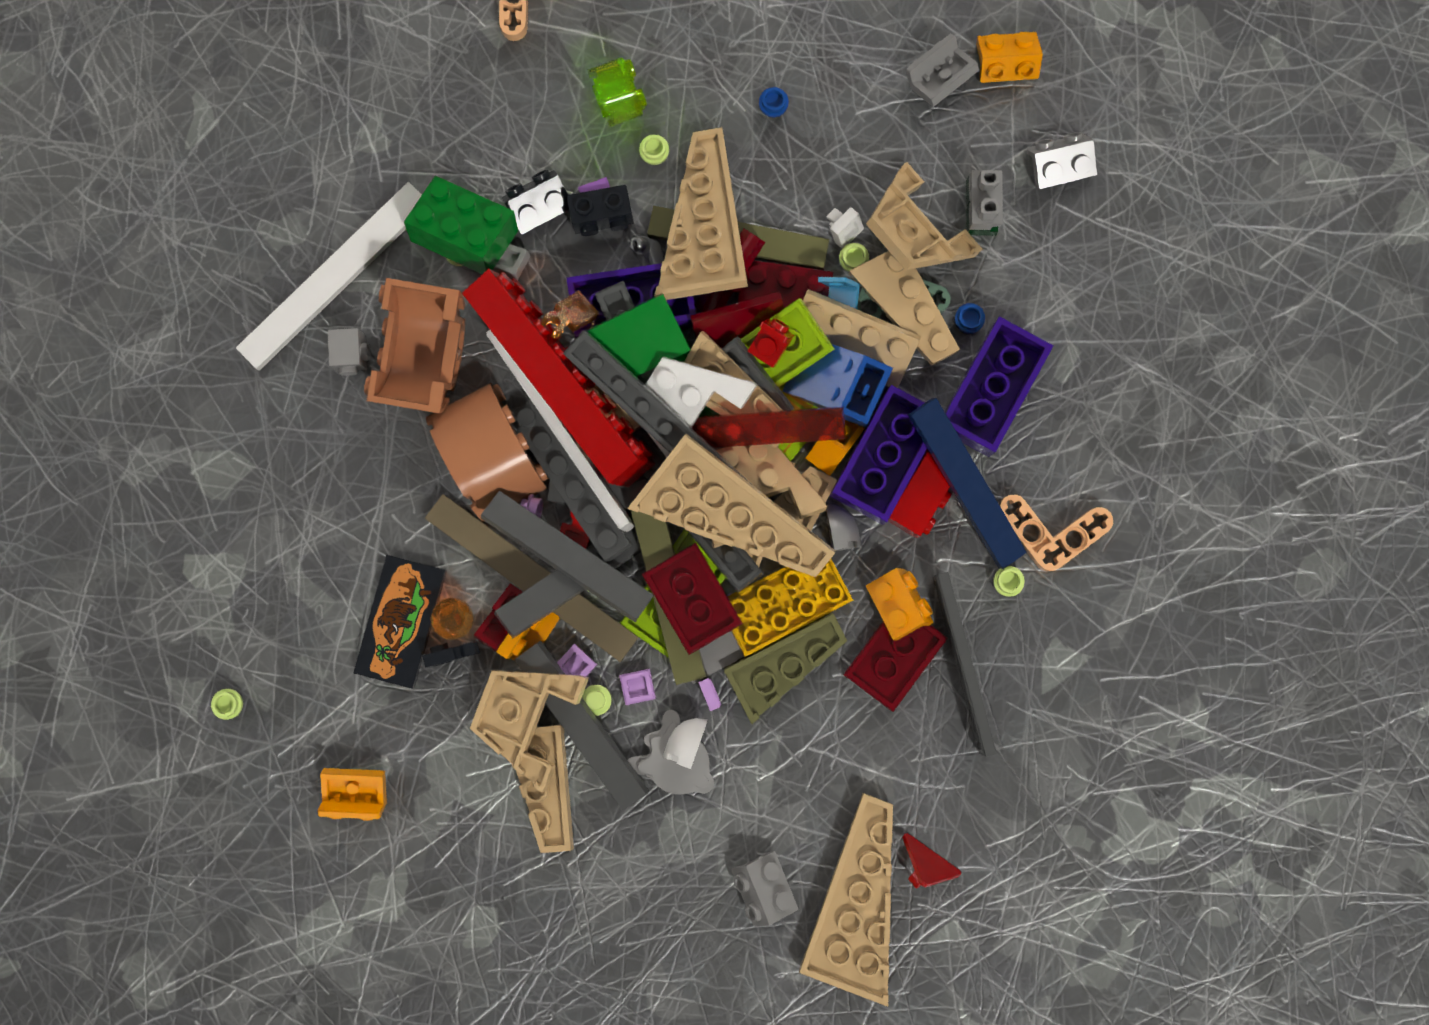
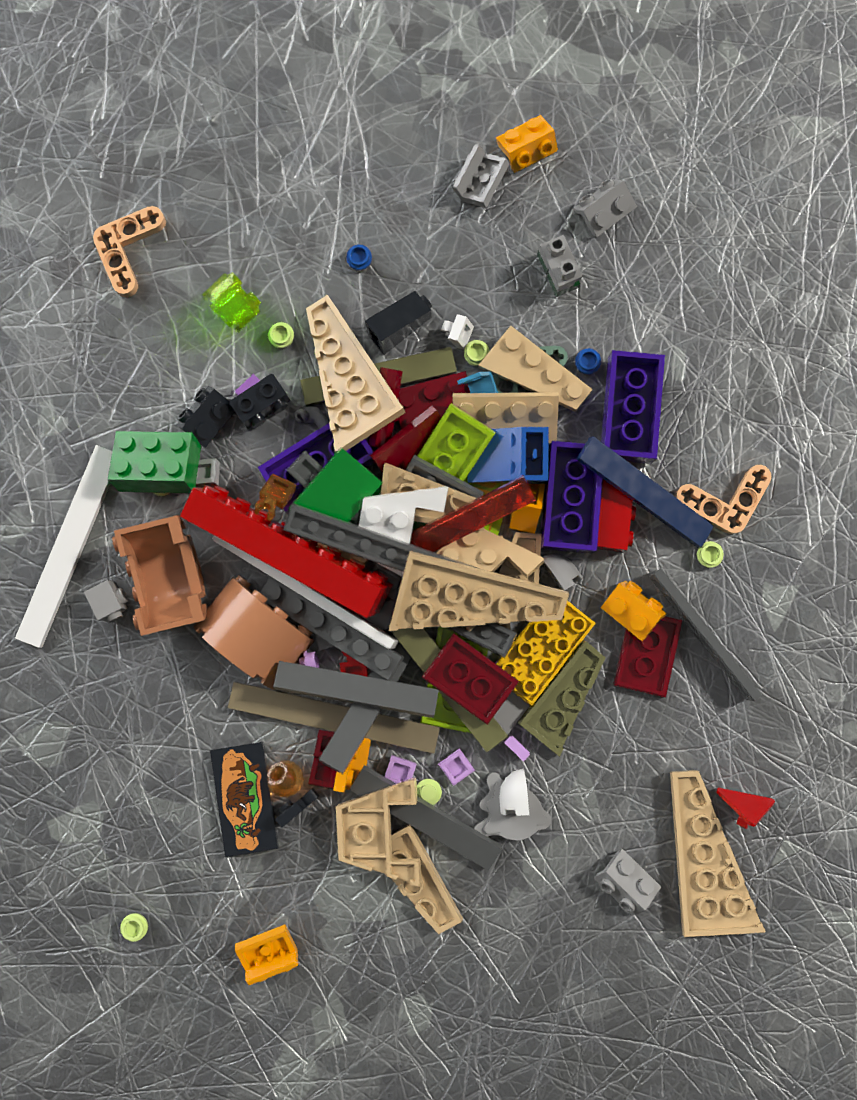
camera: 25 degrees left, 0 degrees up
(771, 341) = (443, 448): red bracket -> none
(784, 187) = (398, 321): none -> black slope
(910, 233) = (512, 314): tan wing -> none

